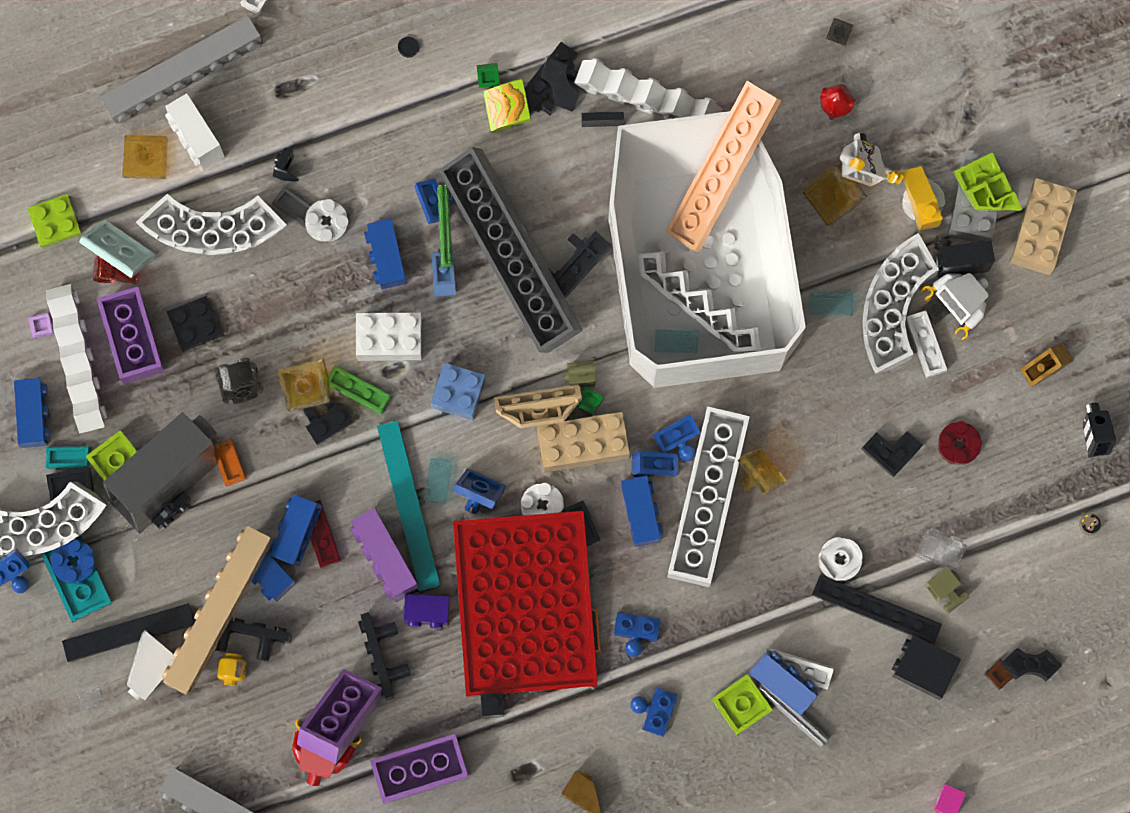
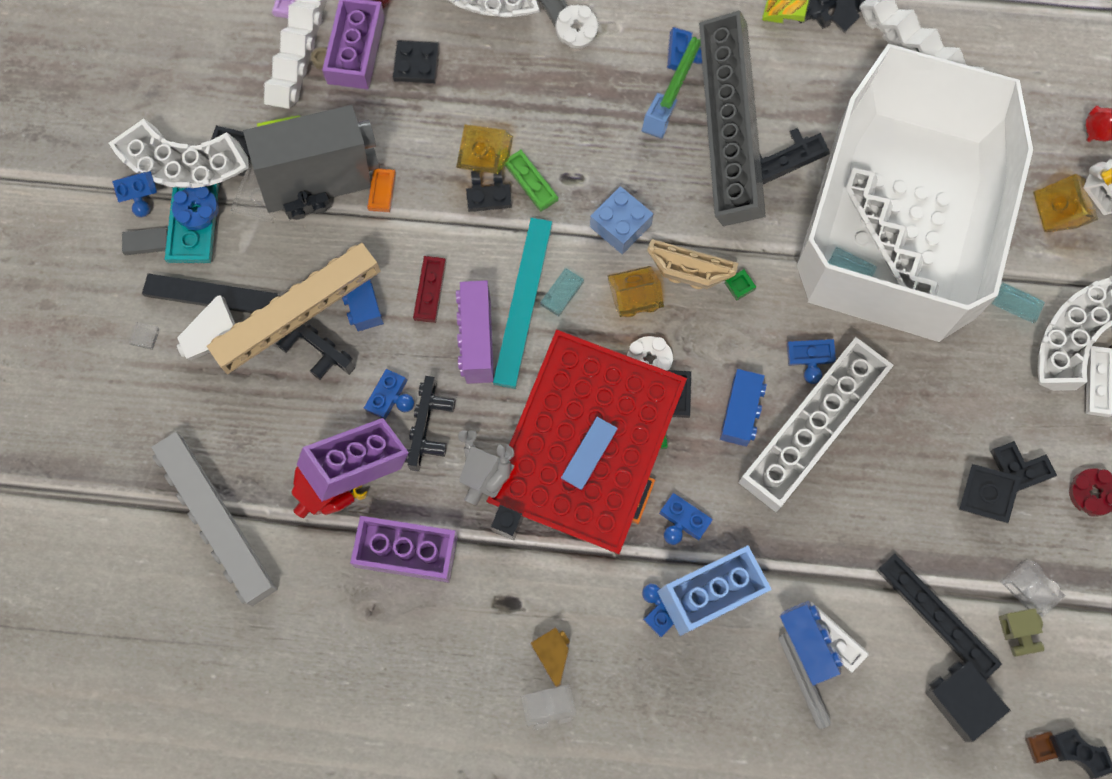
camera: 30 degrees right, 5 degrees down
(31, 412) = (233, 70): blue brick -> none
(41, 612) = (144, 241): none -> dark grey tile
(67, 457) = (239, 119): teal tile -> none
(104, 361) = (318, 57): none -> dark tan tile
(231, 669) = (282, 370): yellow head -> none
(239, 381) = (426, 121): clear smoke brick -> none
(295, 530) = (407, 272): blue brick -> none
(333, 644) = (387, 394): none -> blue plate
(385, 254) = (614, 75): blue brick -> none
(388, 336) = (581, 145): white brick -> none
(426, 610) = (490, 403): dark purple brick -> none
(451, 672) = (483, 470): none -> light grey torso
(478, 490) = (595, 315): blue tile -> none
(501, 450) = (636, 291): none -> clear yellow slope
(533, 614) = (589, 453): none -> medium blue tile
(580, 373) = (745, 255): olive brick -> none
(583, 442) = (717, 318): tan brick -> none
(602, 119) = (866, 46): black tile -> none
(654, 463) = (777, 369): blue plate -> none
(688, 678) = (713, 590): none -> light blue brick
(723, 166) = (976, 120): light nougat plate -> none
(741, 704) = (756, 644): lime plate -> none
(760, 472) = (879, 425): clear yellow tile -> none
(842, 547) = (930, 537): white plate -> none
(874, 487) = (990, 493): none -> black plate

